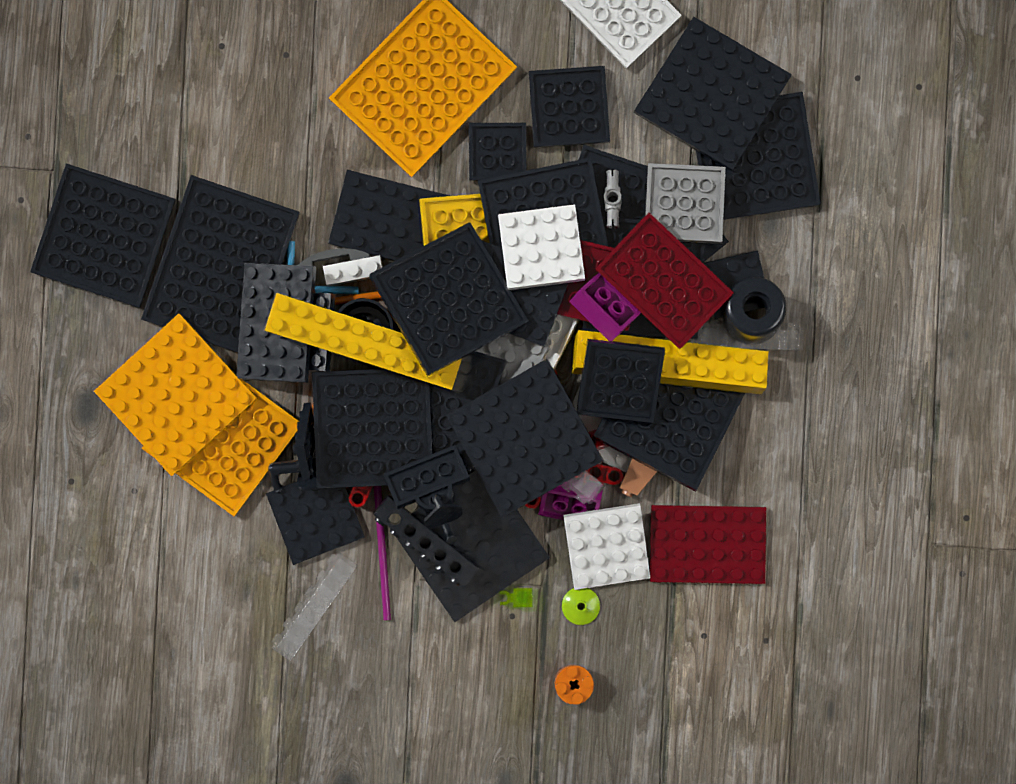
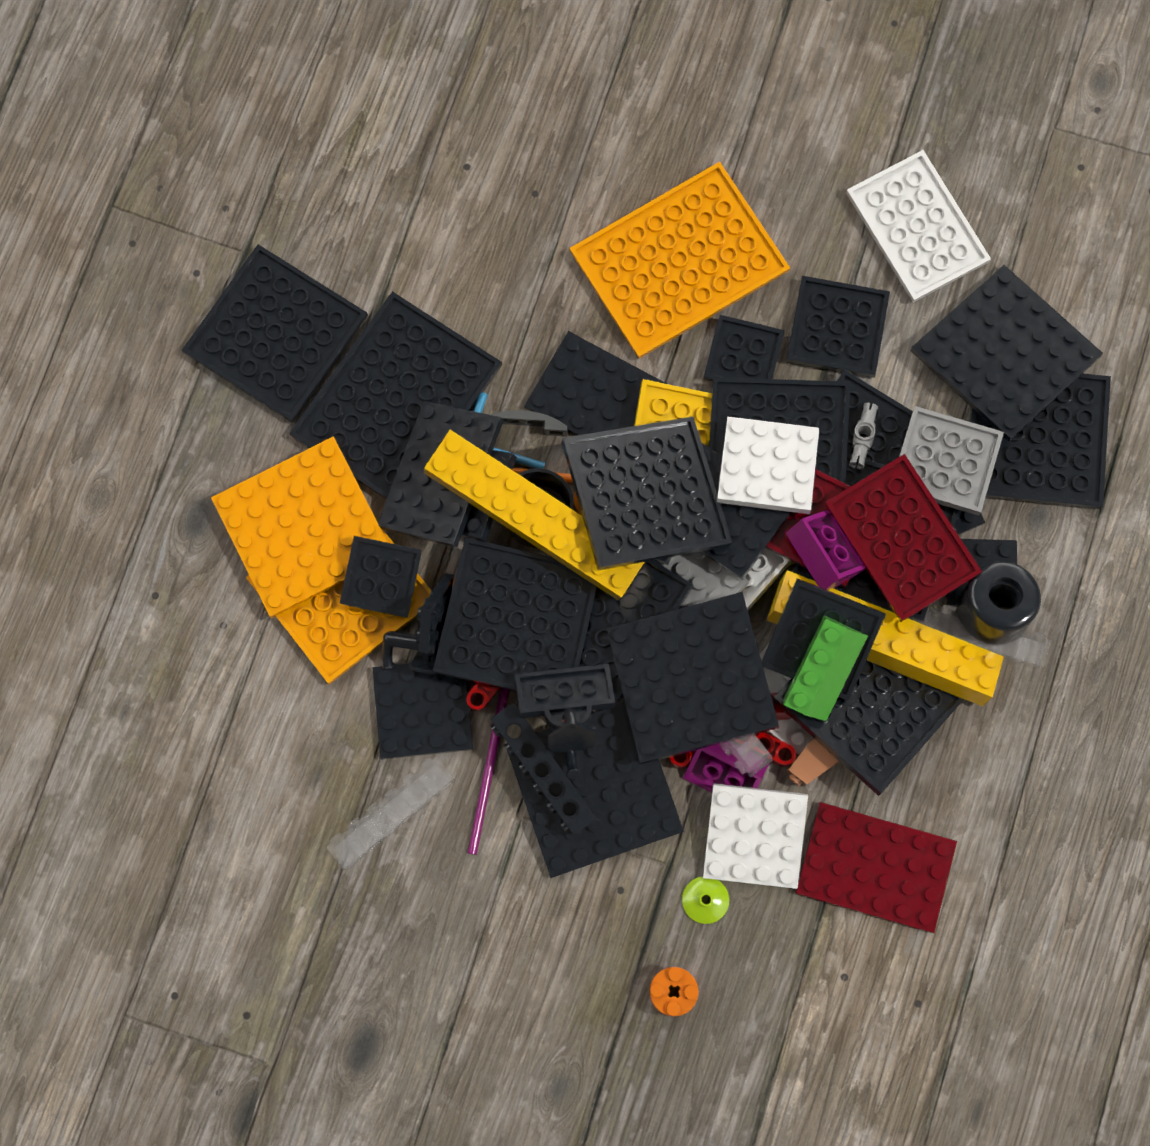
camera: 25 degrees right, 10 degrees down
(252, 420) = (380, 576): none -> black plate
(351, 270) = (539, 441): white brick -> none
(520, 597) = (636, 869): clear neon green plate -> none
(627, 405) = (824, 669): none -> bright green slope

